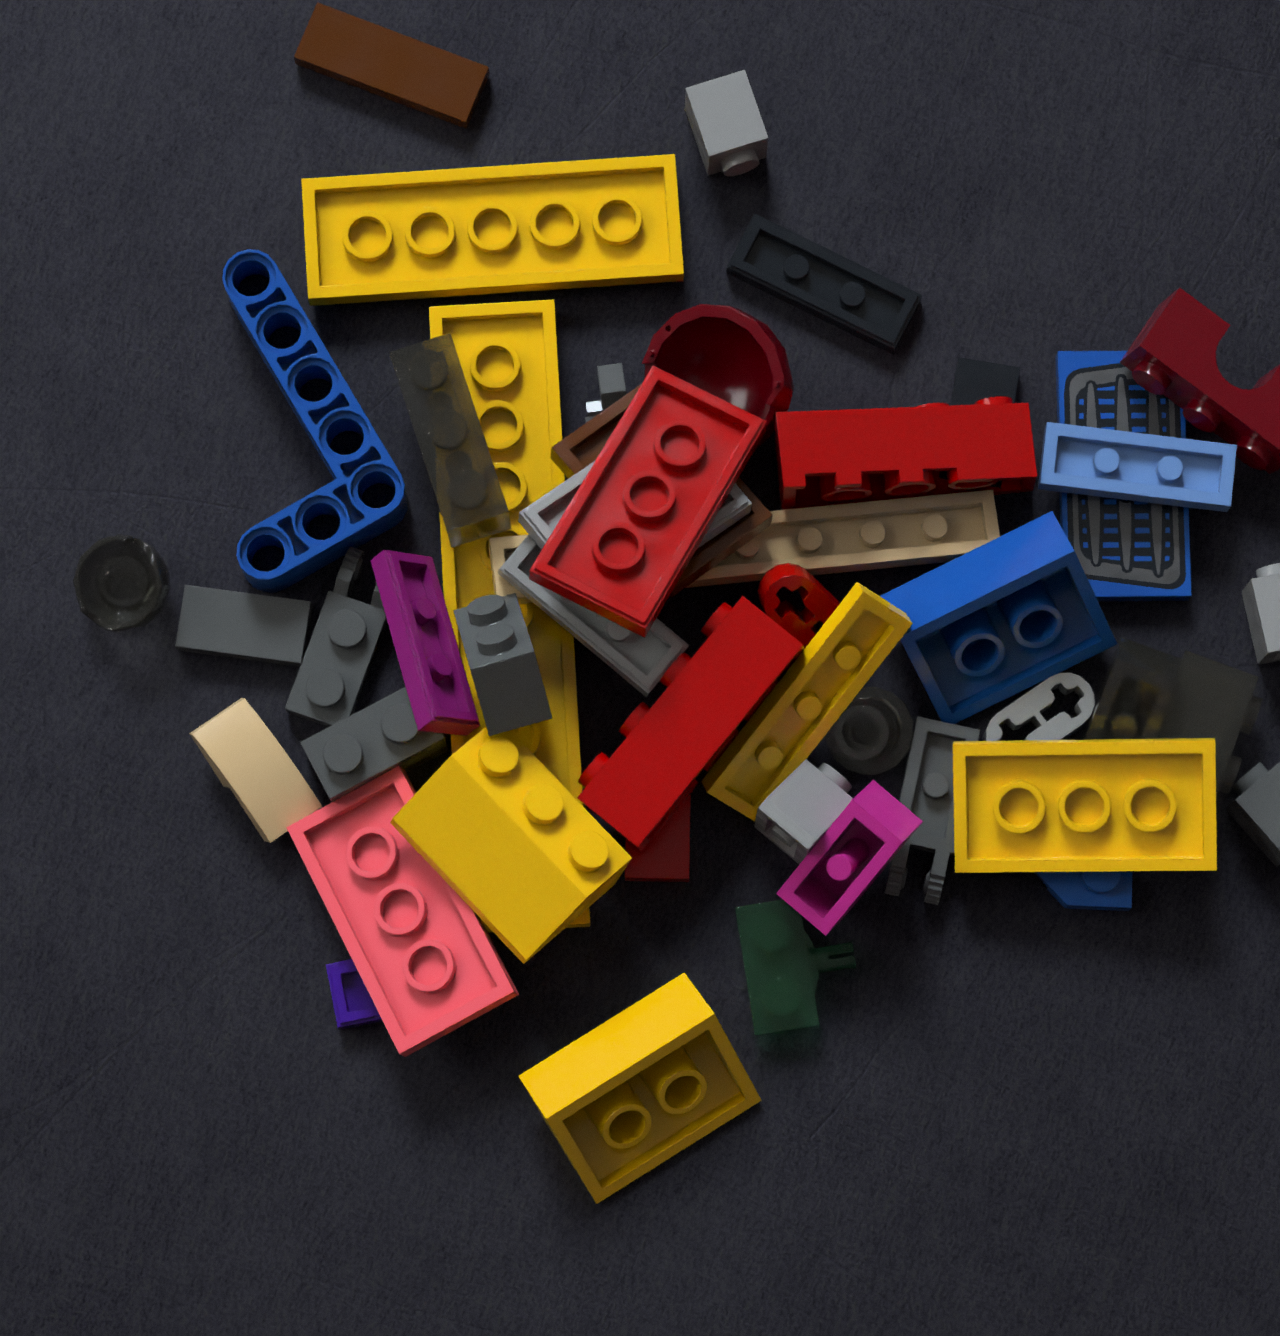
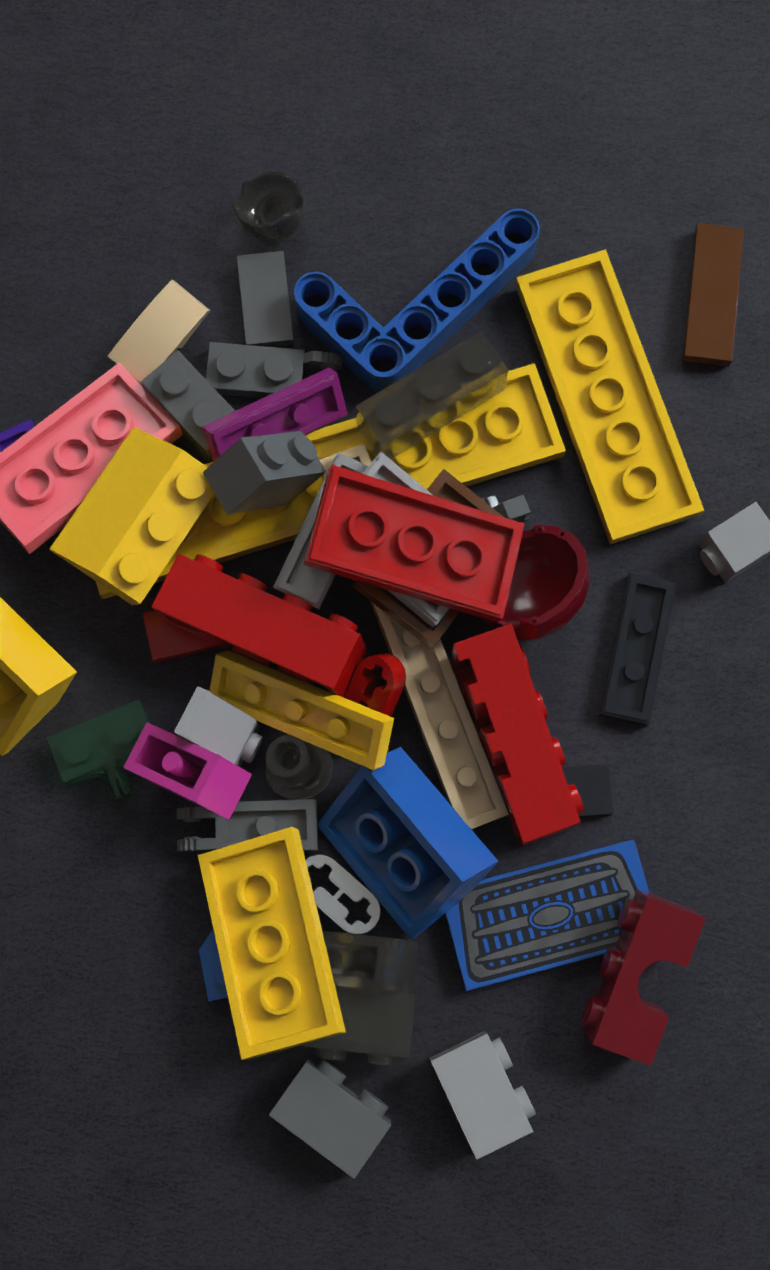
camera: 75 degrees right, 0 degrees up
(1137, 467) = (555, 922): medium blue plate -> none

